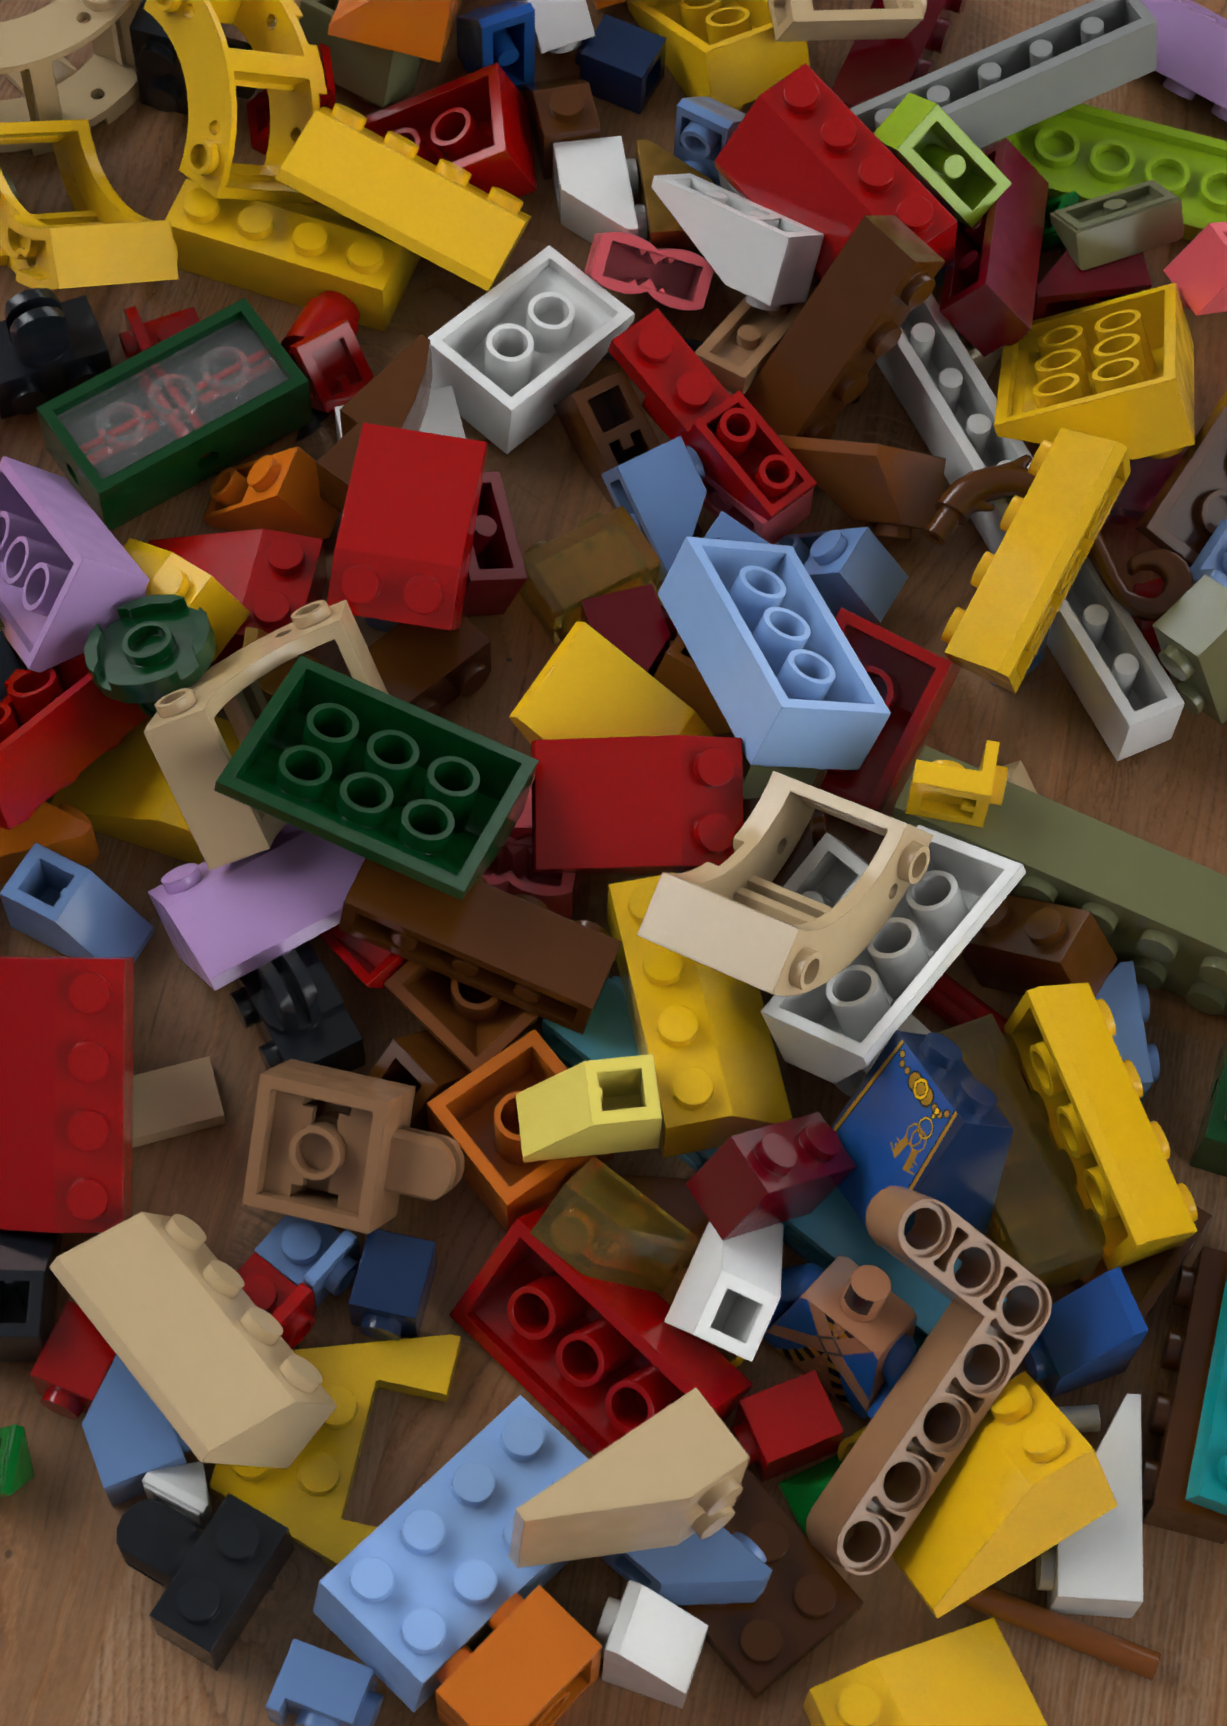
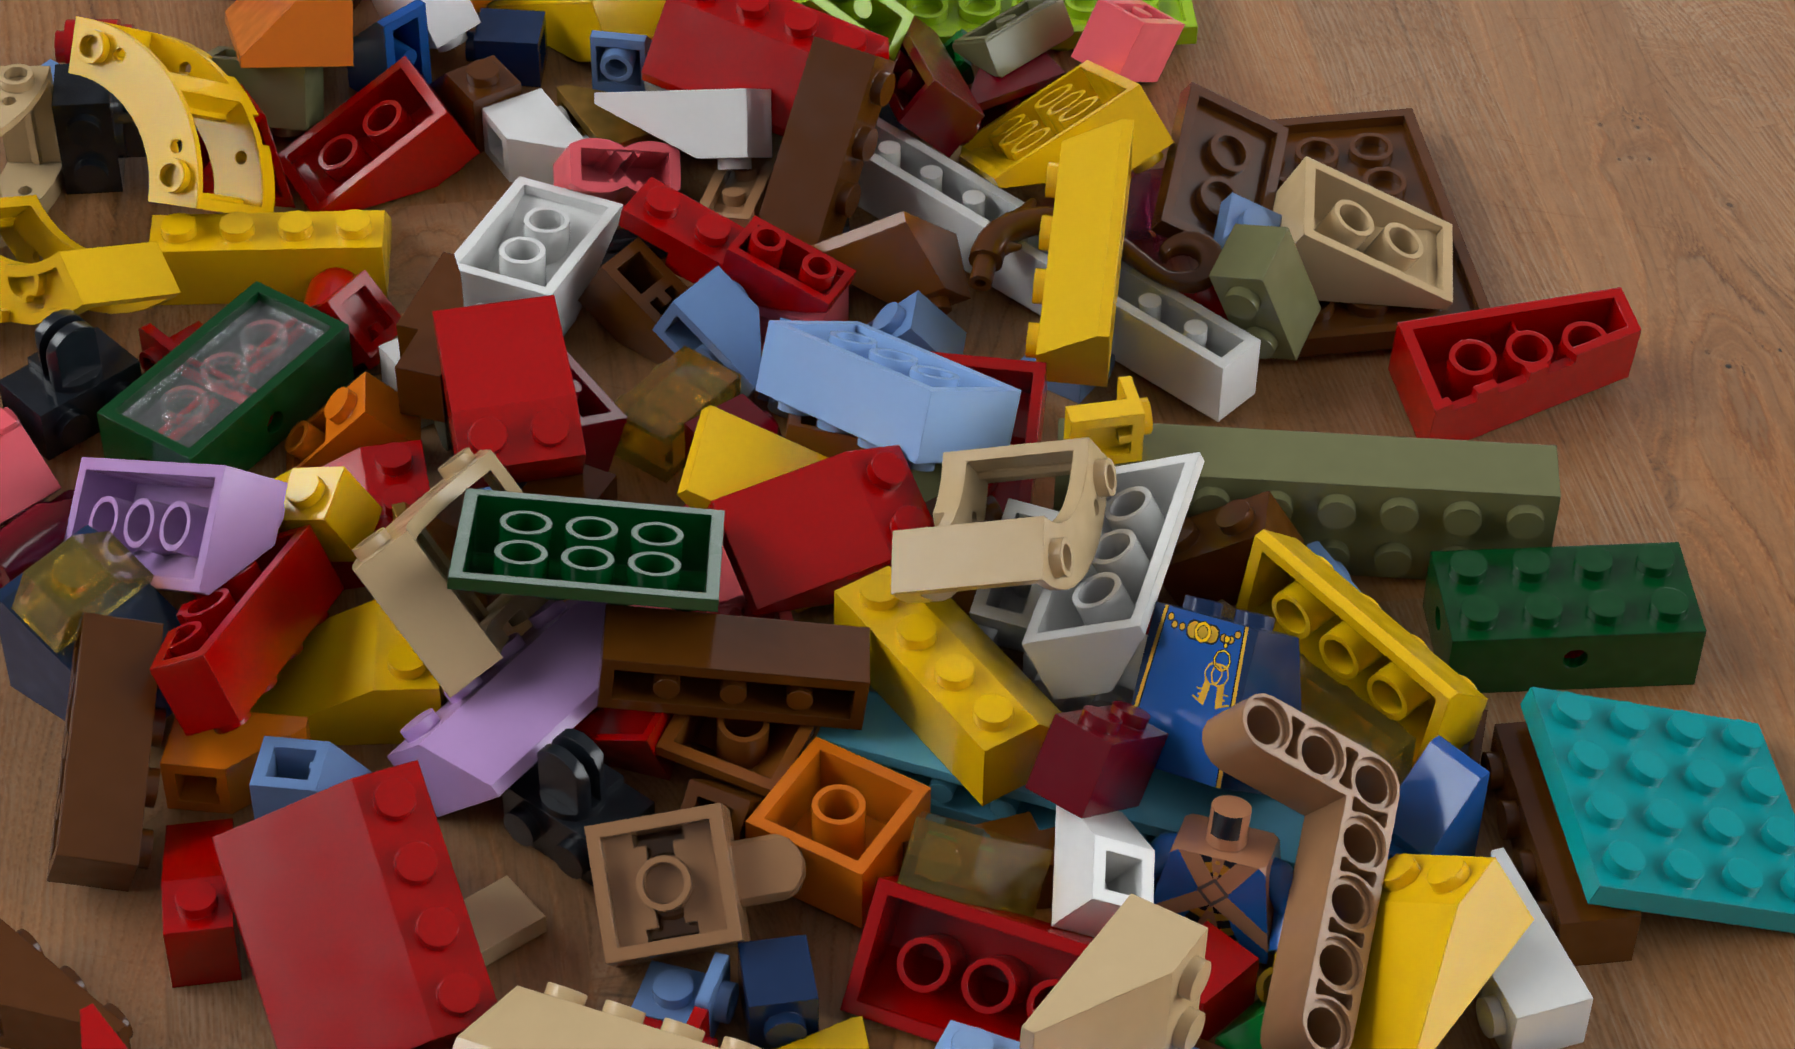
camera: 20 degrees left, 20 degrees down
(150, 650) = (317, 534): dark green tile -> none
(405, 196) = (371, 171): yellow slope -> none
(591, 1110) = (911, 760): light yellow slope -> none

